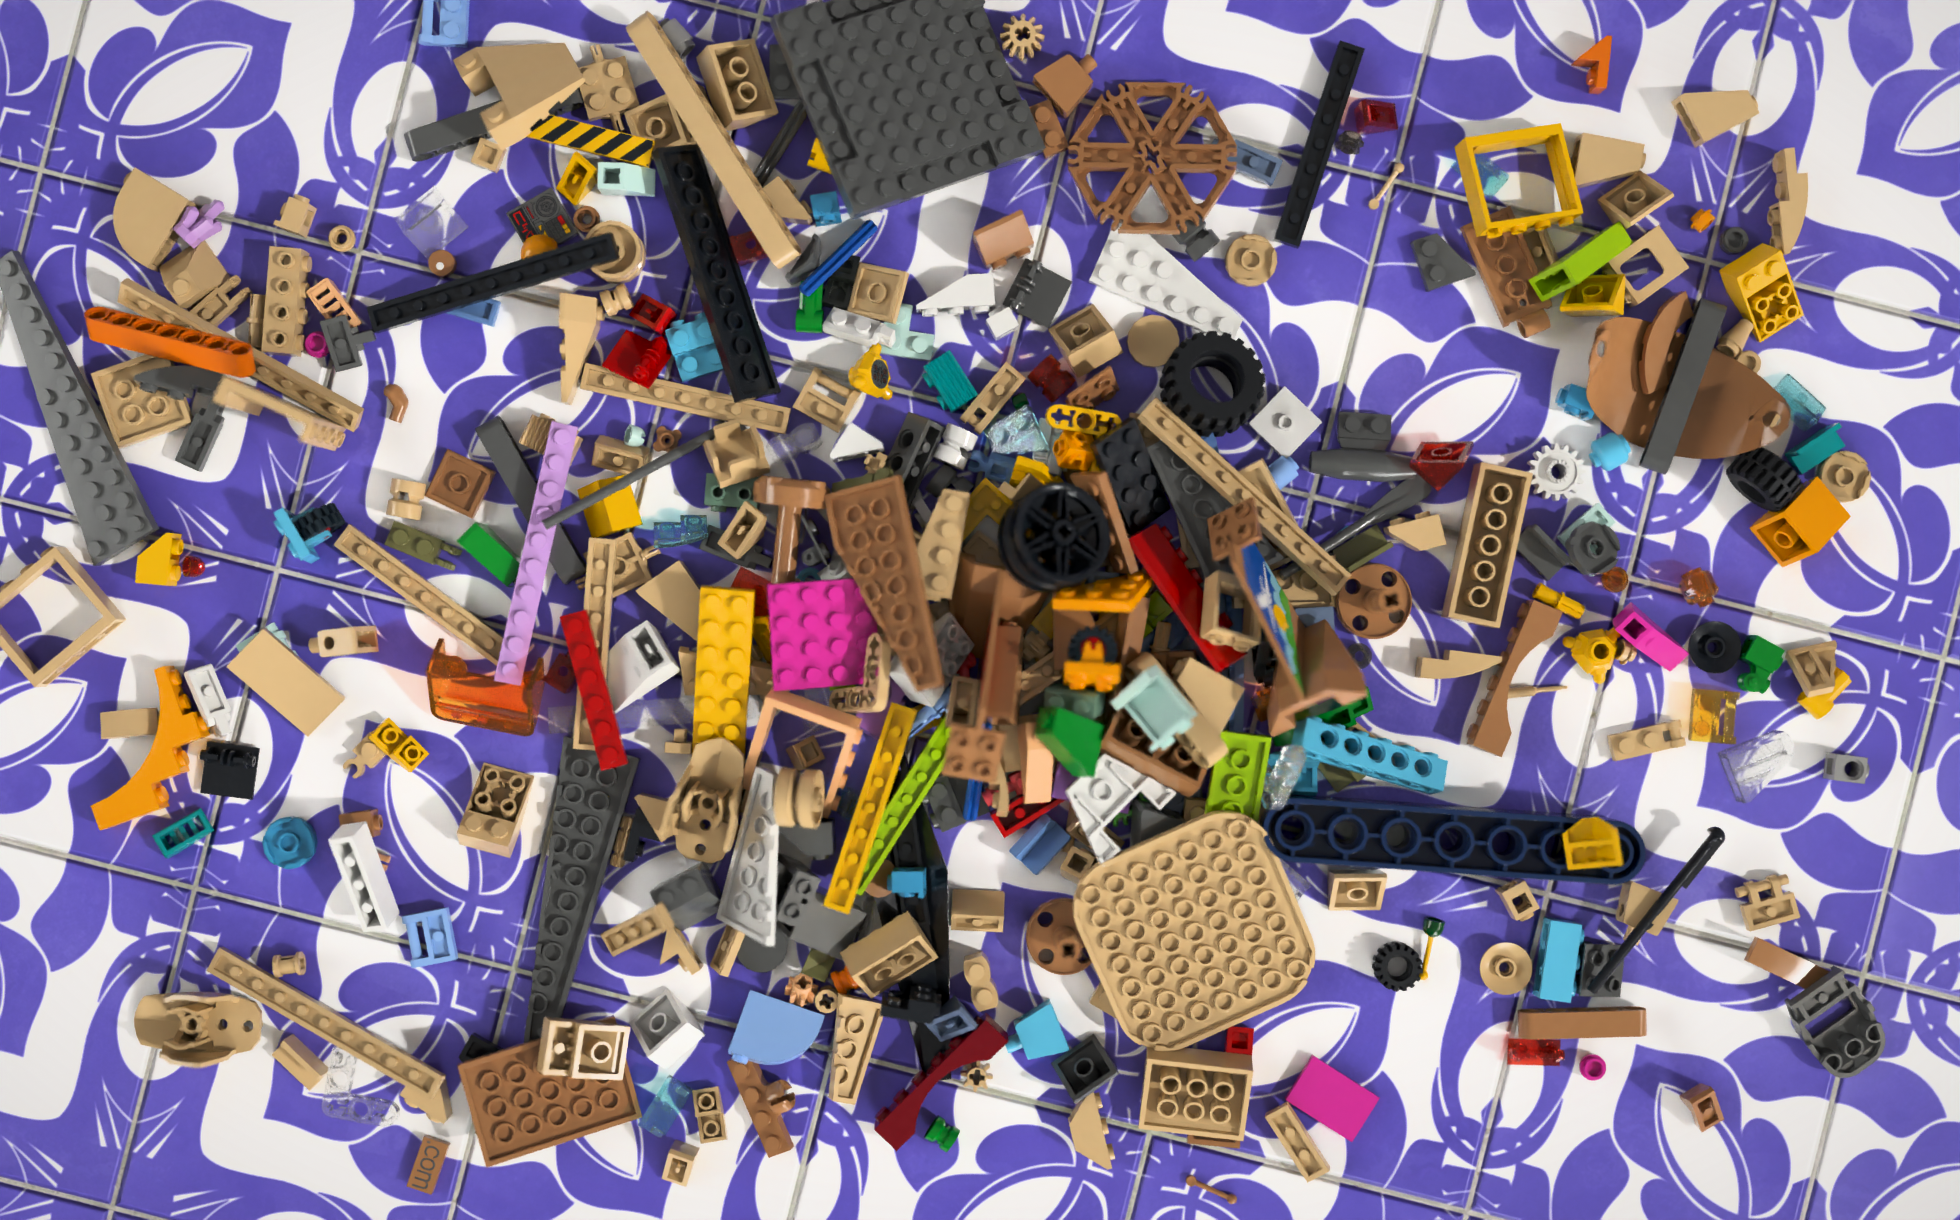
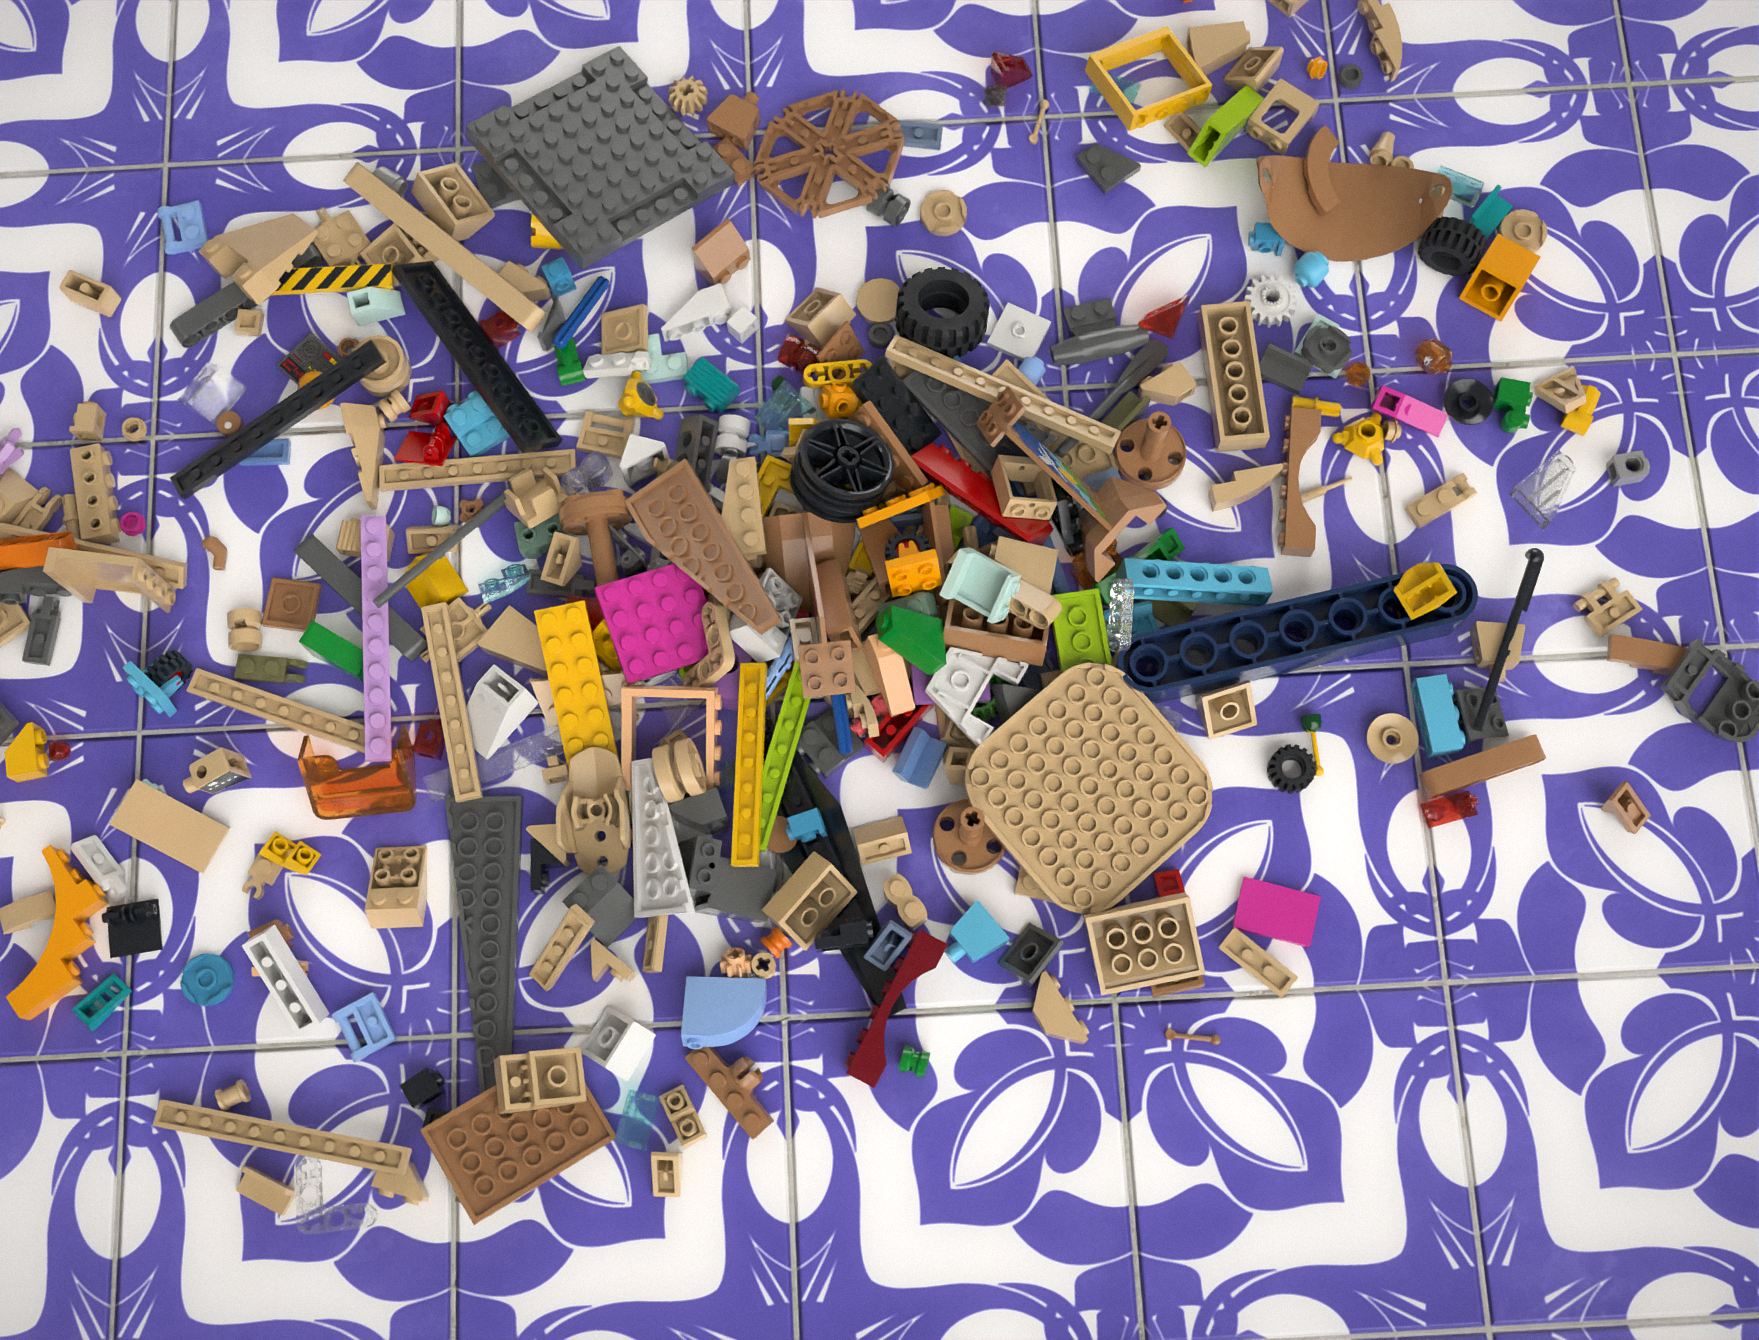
camera: 15 degrees left, 15 degrees down
(191, 1026) = (149, 1179): tan piece -> none
(323, 286) = (128, 476): light nougat slope -> none
(327, 70) = (90, 293): none -> tan brick
(345, 342) = (157, 512): dark grey hinge -> none
(428, 1164) = (418, 1254): medium nougat tile -> none
(471, 1014) = (423, 1087): none -> black brick
(577, 179) = (333, 316): yellow slope -> none
(594, 690) = (461, 740): red plate -> none
(621, 842) = (526, 896): tan axle -> none
(760, 957) = (688, 937): dark grey tile -> none
(780, 143) = (505, 235): dark grey axle -> none
(818, 965) = (745, 936): olive slope -> none
(840, 284) = (590, 335): pearl dark grey slope -> none
(854, 1039) = (801, 992): tan wing -> none
(981, 1081) = (924, 999): tan gear -> none
(993, 397) = (754, 387): tan plate -> none
(1037, 292) = (765, 291): dark grey hinge -> none
(1141, 379) = (880, 335): none -> dark grey tile
(1150, 276) = (858, 250): white wing -> none
(1318, 144) = (969, 106): black plate -> none
(1505, 271) = (1165, 155): medium nougat hinge -> none
(1527, 904) = (1383, 666): tan brick -> none
(1592, 1067) = (1509, 806): dark pink plate -> none
(1595, 297) = (1243, 151): yellow slope -> none
(1683, 386) = (1353, 200): dark grey beam -> none
(1706, 715) = (1485, 463): clear yellow plate -> none
(1762, 290) = (1391, 105): yellow slope -> none

